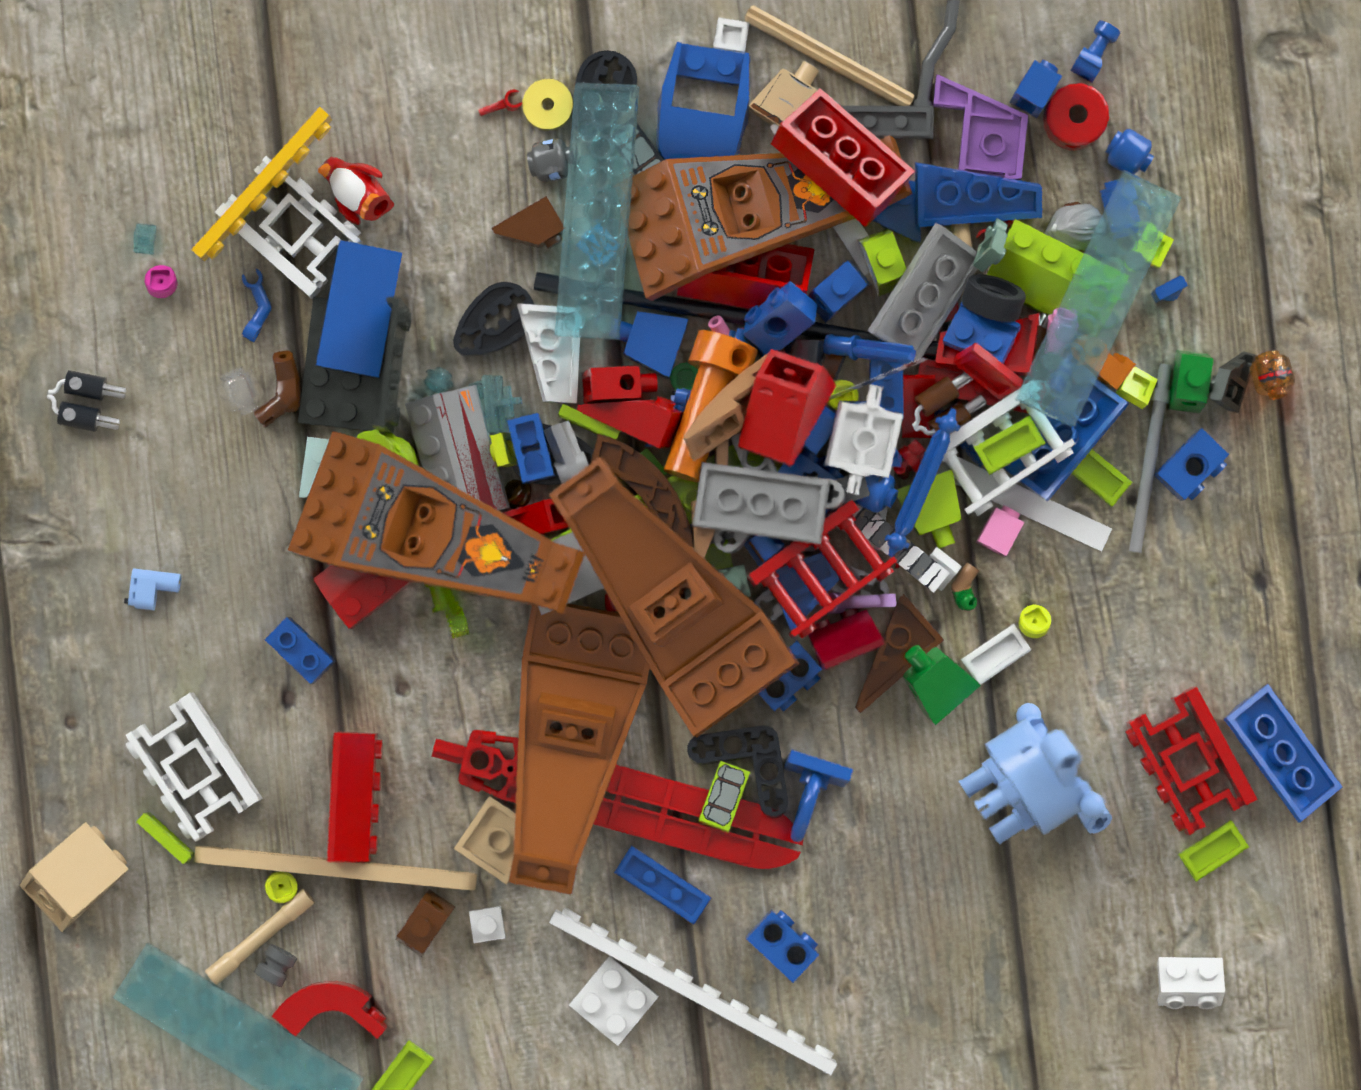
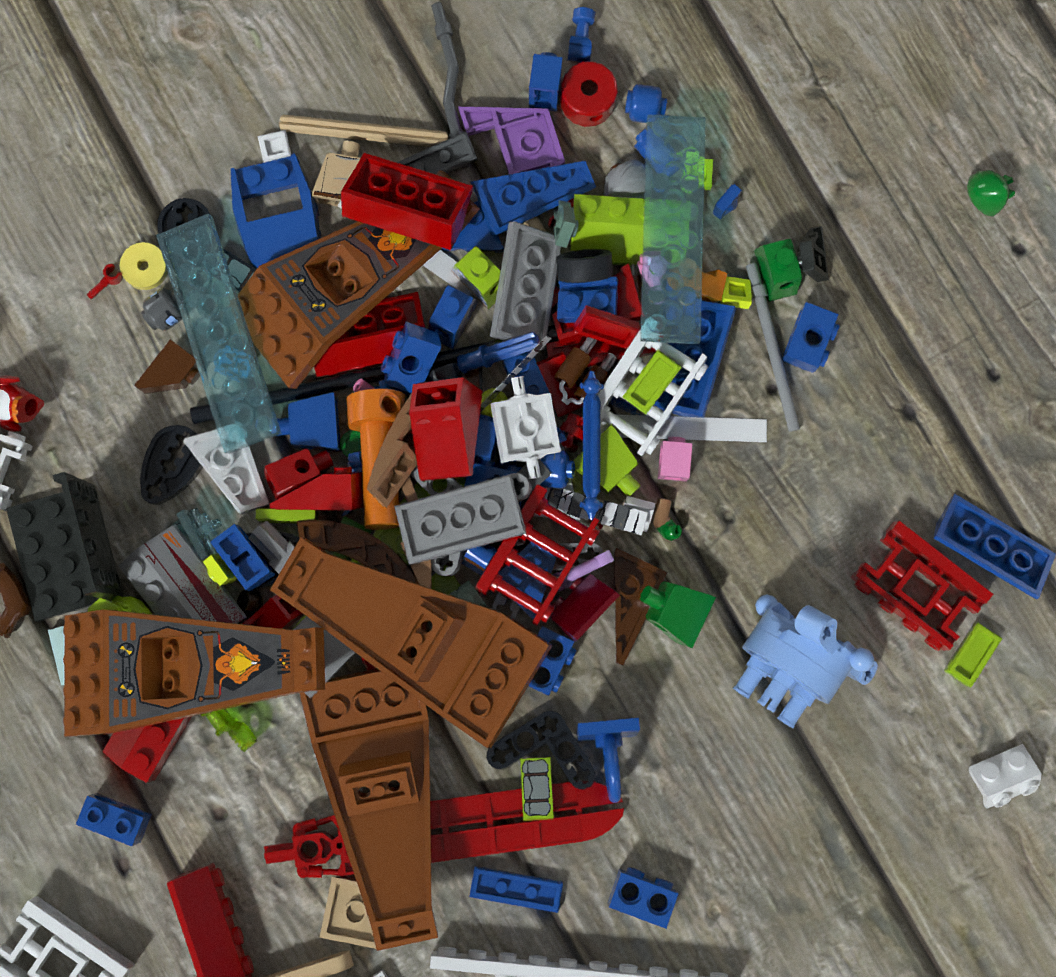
camera: 25 degrees left, 5 degrees down
(357, 309) = (41, 501): blue tile -> none
(438, 380) = (142, 533): clear light blue plate -> none
(996, 654) = (716, 566): white tile -> none
(1034, 621) = (736, 524): neon yellow tile -> none
(1101, 478) = (739, 381): lime tile -> none
(1272, 374) = (843, 235): clear orange head -> none

